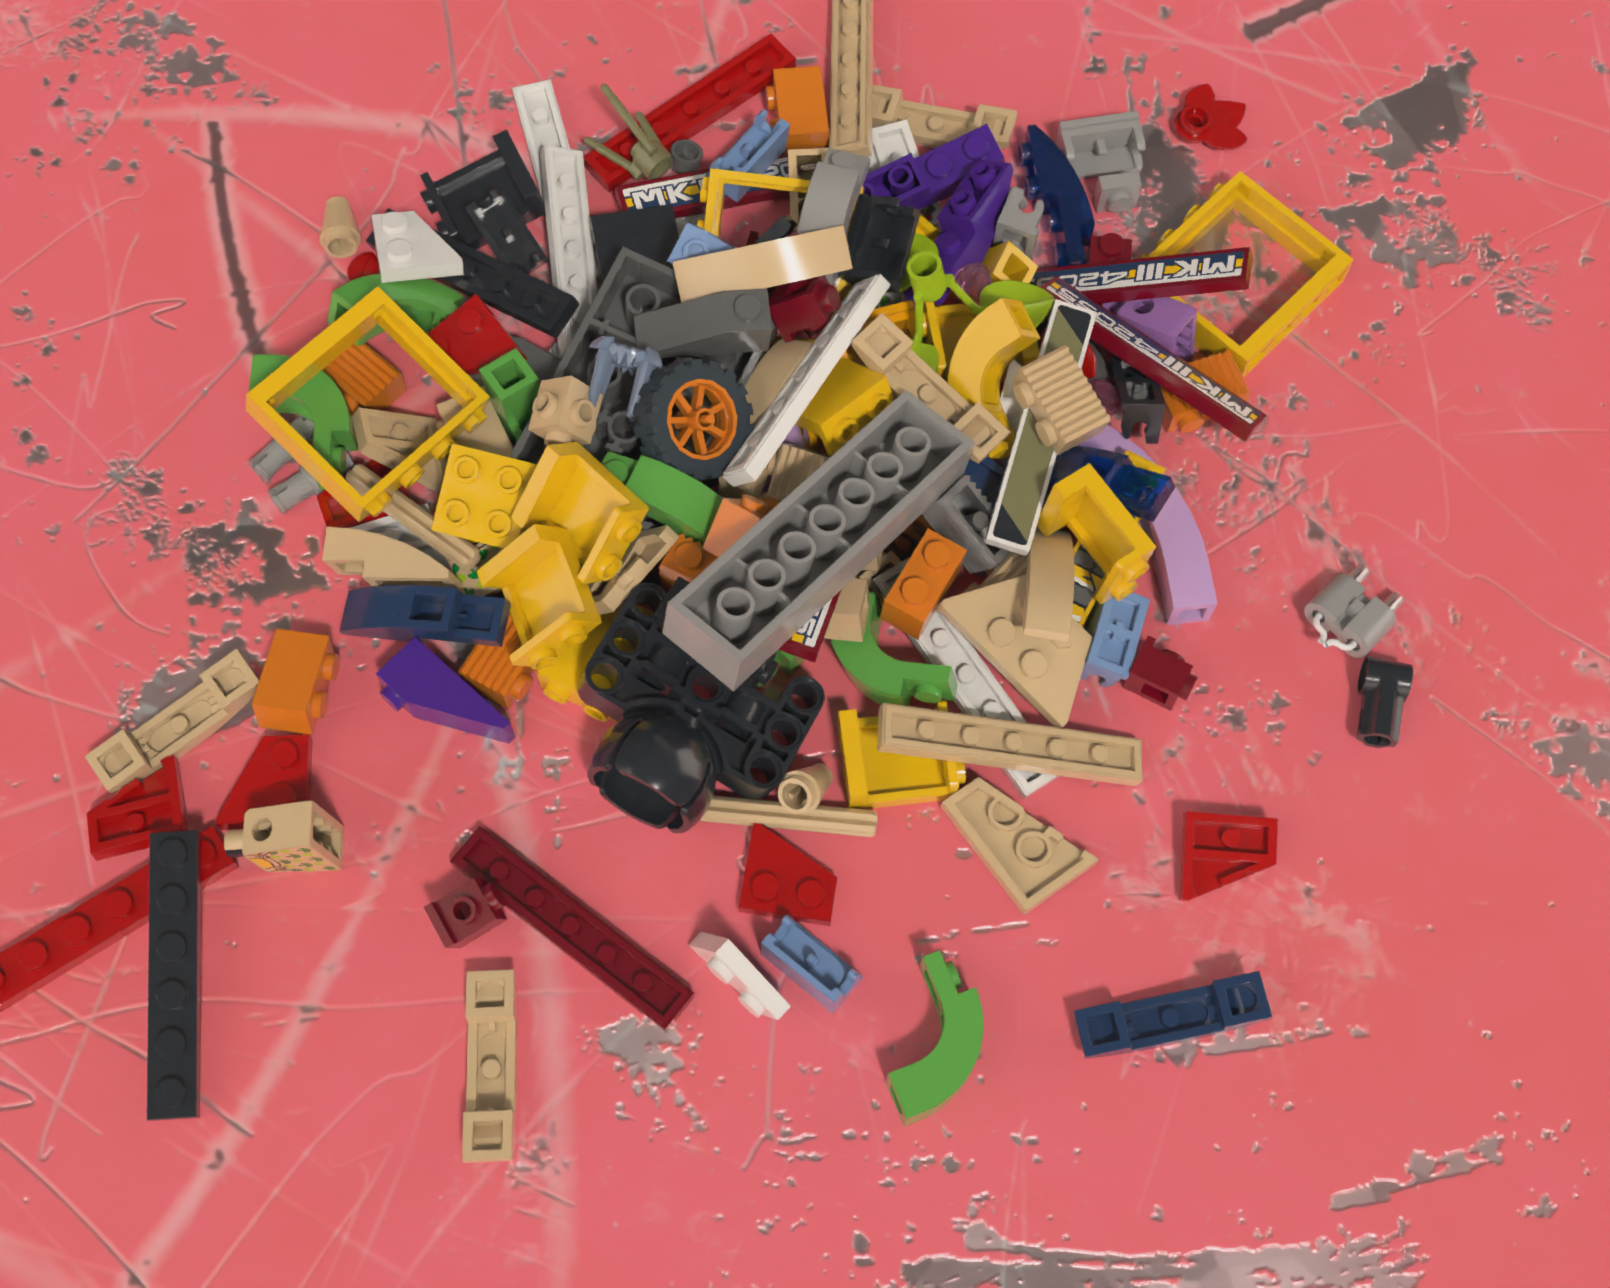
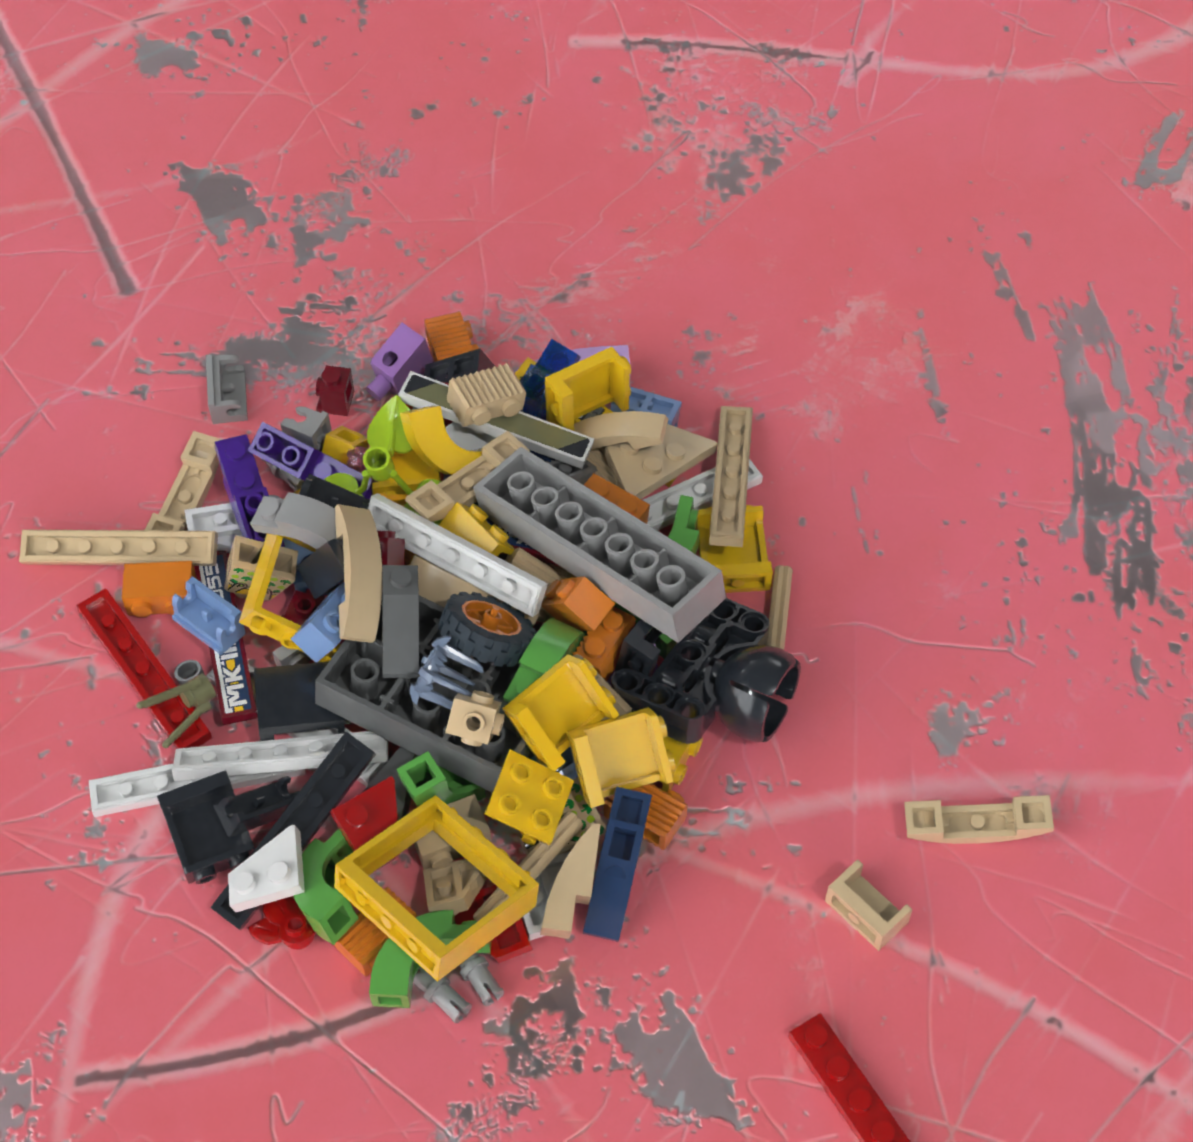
camera: 85 degrees left, 10 degrees down
(138, 809) = (779, 1090): red wing -> none
(174, 976) = (916, 1050): black plate -> none
(179, 727) = (698, 1064): tan slope -> none
(274, 776) = (753, 989): red wing -> none
(288, 838) = (808, 951): tan torso -> none
(295, 682) = (668, 965): orange brick -> none
(339, 229) = (221, 952): tan cone -> none
(372, 921) = (866, 907): none -> tan panel
(438, 695) = (672, 867): dark purple slope -> none
(486, 913) = (856, 841): dark red brick -> none
(575, 930) = (864, 772): dark red tile -> none
(734, 968) = (901, 652): white wing -> none
(785, 881) = (826, 629): red wing -> none
(804, 788) = (765, 600): tan cone -> none
(810, 964) = (891, 612): medium blue hinge -> none
(938, 1077) = (950, 527): bright green arch -> none
(1016, 848) = (802, 484): tan wing -> none
(1062, 193) = (269, 409): clear blue slope -> none
(1117, 192) = (271, 380): light grey plate -> none
(1157, 275) = (369, 353): tile -> none
(1160, 675) = (677, 384): dark red brick -> none
(1163, 365) = (439, 353): tile -> none
(1173, 1017) = (918, 404): dark blue slope -> none
(1214, 120) = (210, 321): red plate -> none
(1223, 850) = (802, 367): red wing -> none
(1287, 230) = (328, 274): yellow window -> none
(1351, 615) = (632, 279): light grey piece -> none
(1383, 691) = (687, 267): black piece -> none

